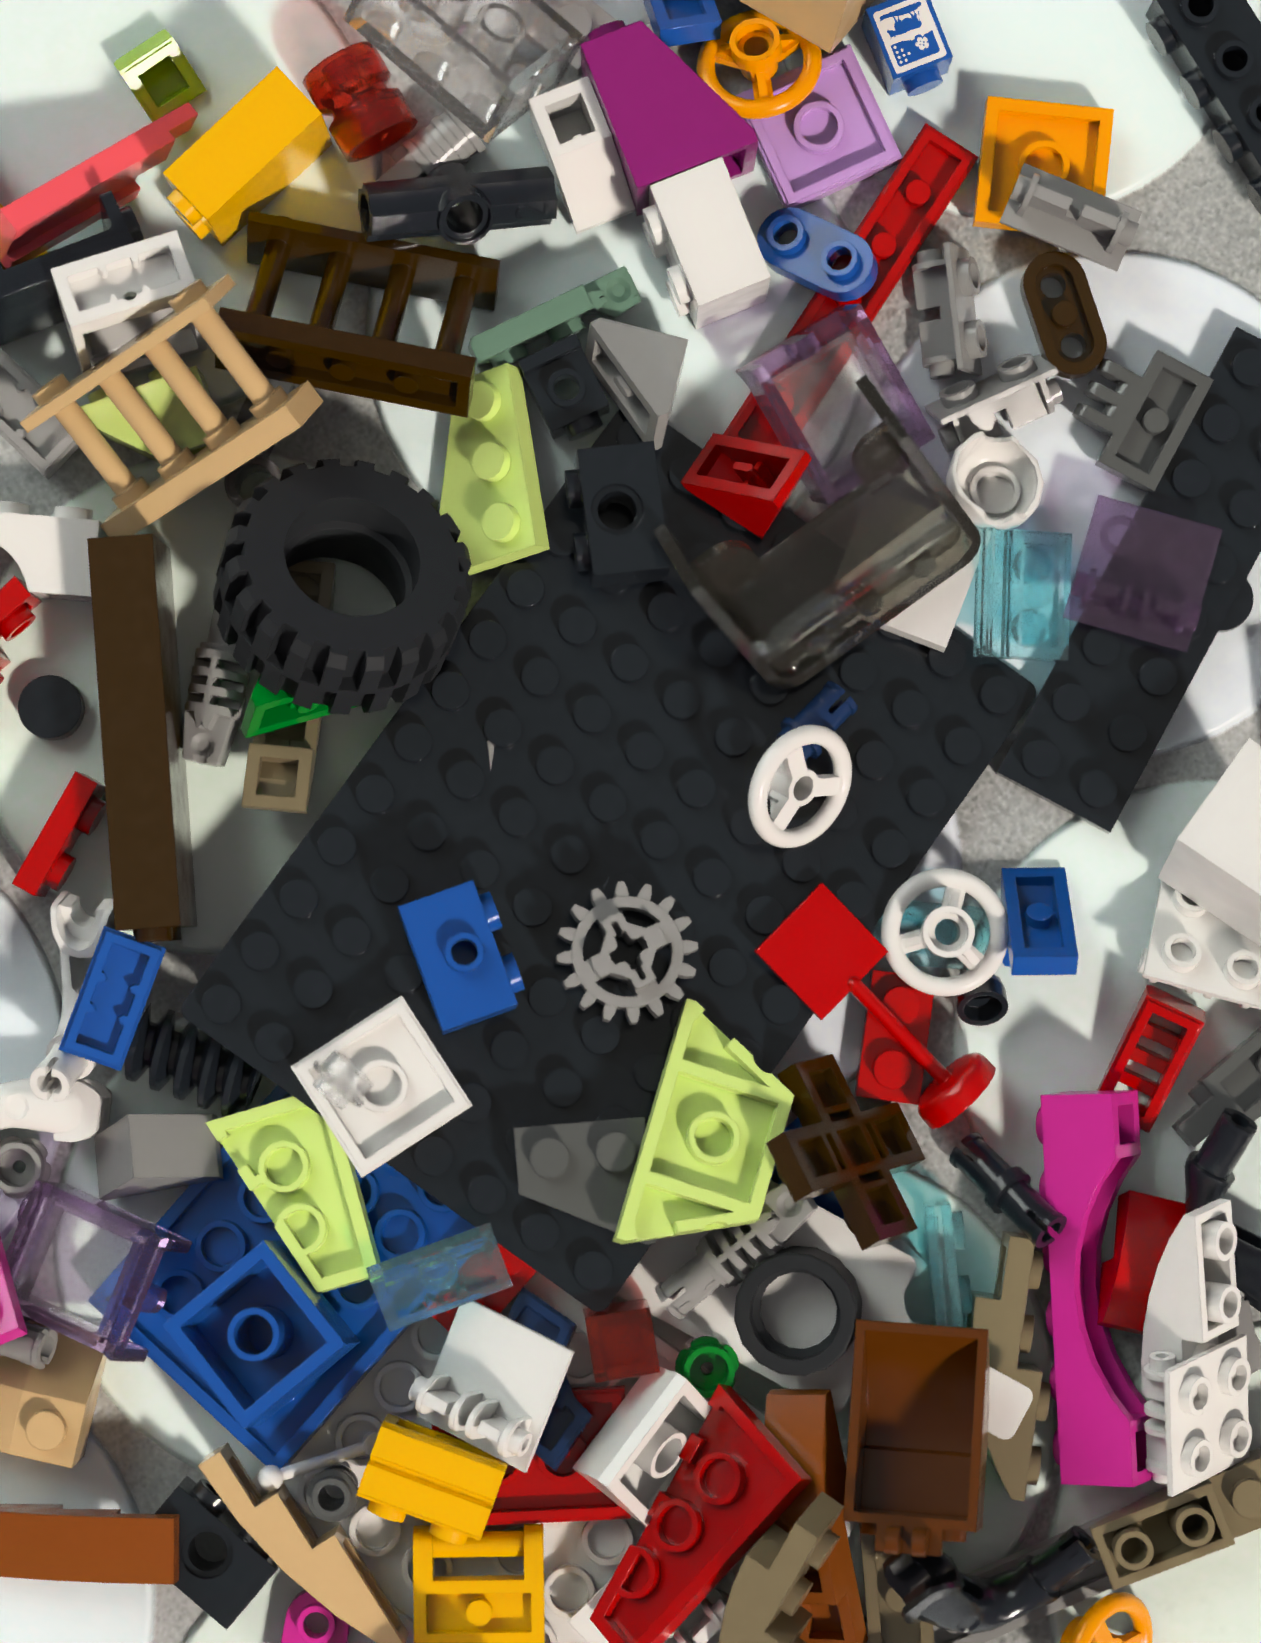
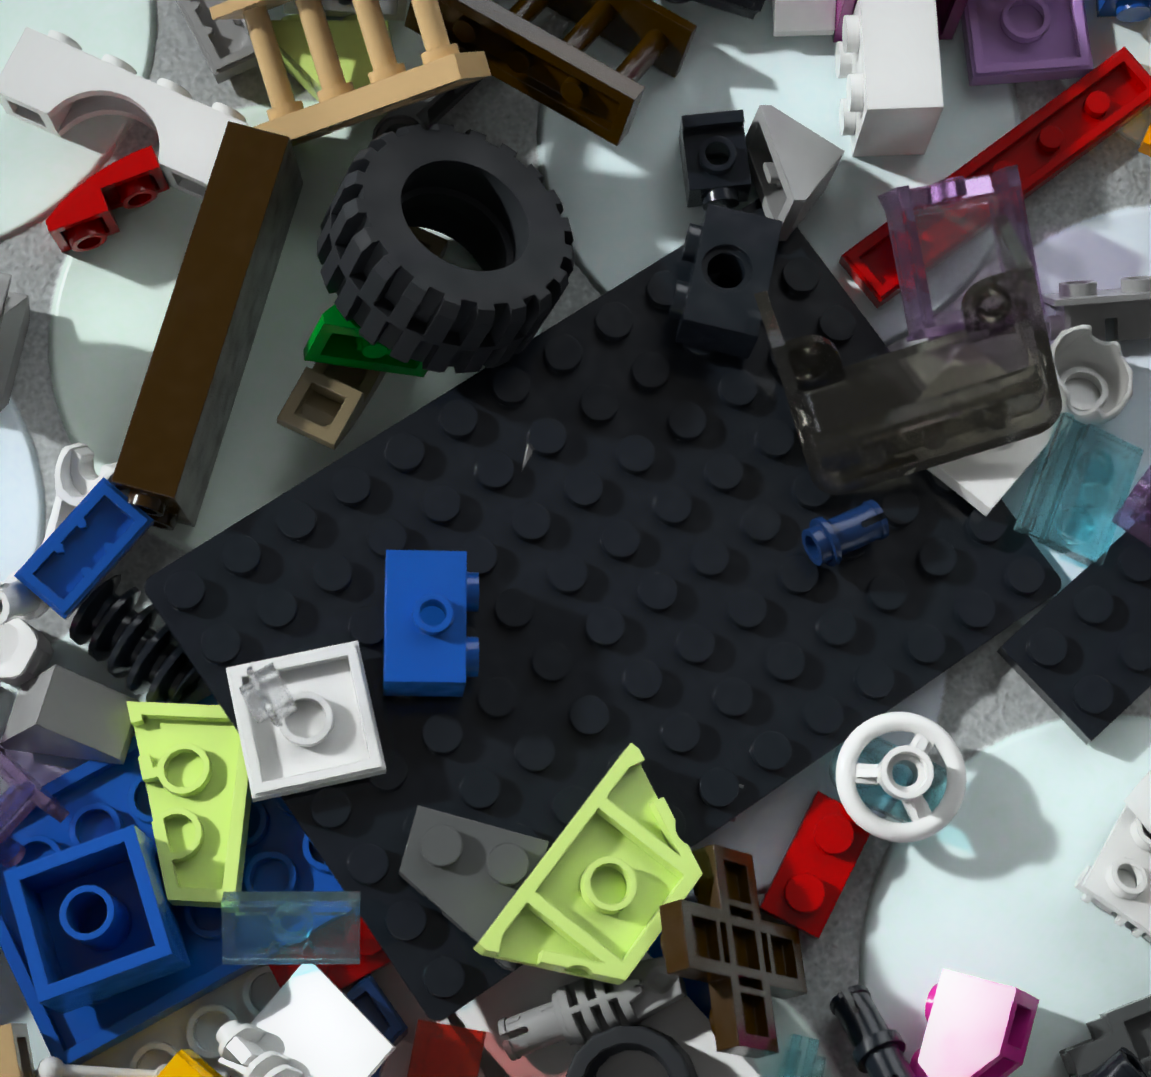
camera: 20 degrees right, 10 degrees down
(49, 859) = (82, 410): red plate -> none
(51, 707) = (139, 282): black tile -> none
(213, 701) = (288, 325): light grey hinge -> none
(493, 474) = (623, 211): yellowish green wing -> none
(558, 318) = (671, 98): sand green hinge -> none
(652, 939) = (559, 682): light grey gear -> none
(746, 479) = (857, 294): red slope -> none
(790, 784) = (798, 575): white piece -> none
(814, 250) = (981, 121): blue plate -> none
(824, 955) = (777, 757): red piece -> none
(951, 287) = (1098, 192): light grey hinge -> none
(984, 1004) = (914, 861): black hinge -> none
(1038, 922) = (994, 802): blue slope -> none
(1175, 1010) = (1094, 973): red slope -> none

